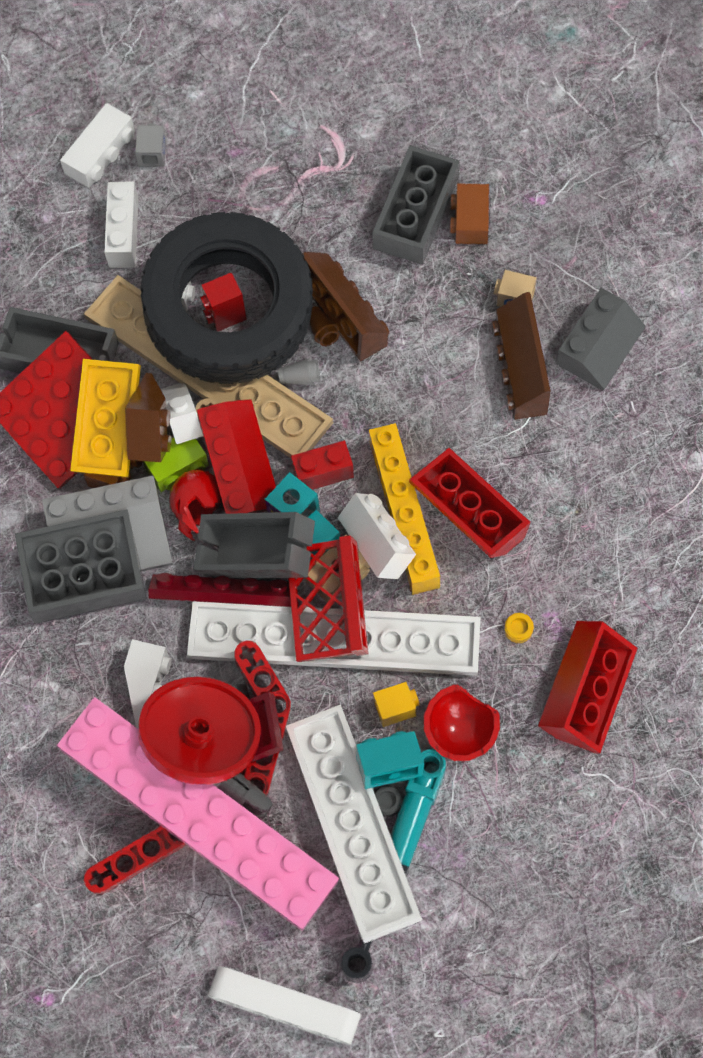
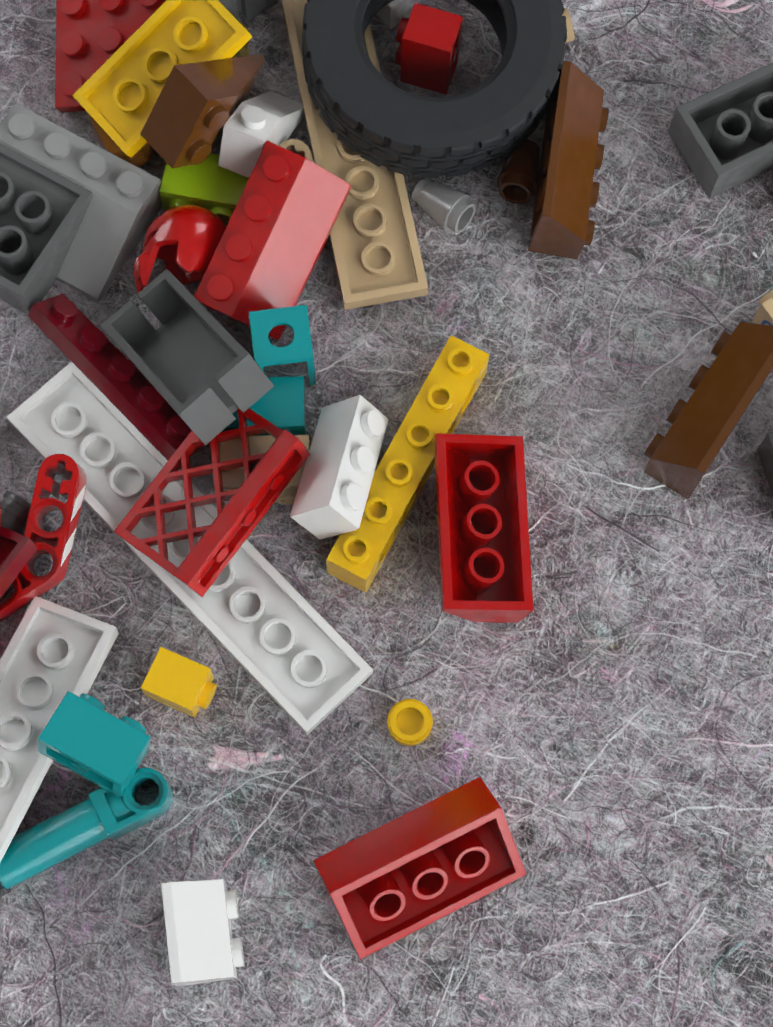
camera: 35 degrees right, 5 degrees up
(323, 465) = (362, 333): red brick -> none
(388, 800) = (64, 787): dark grey tile -> none
(460, 724) = (221, 776): red cylinder -> none
(518, 804) = (201, 931): none -> white slope

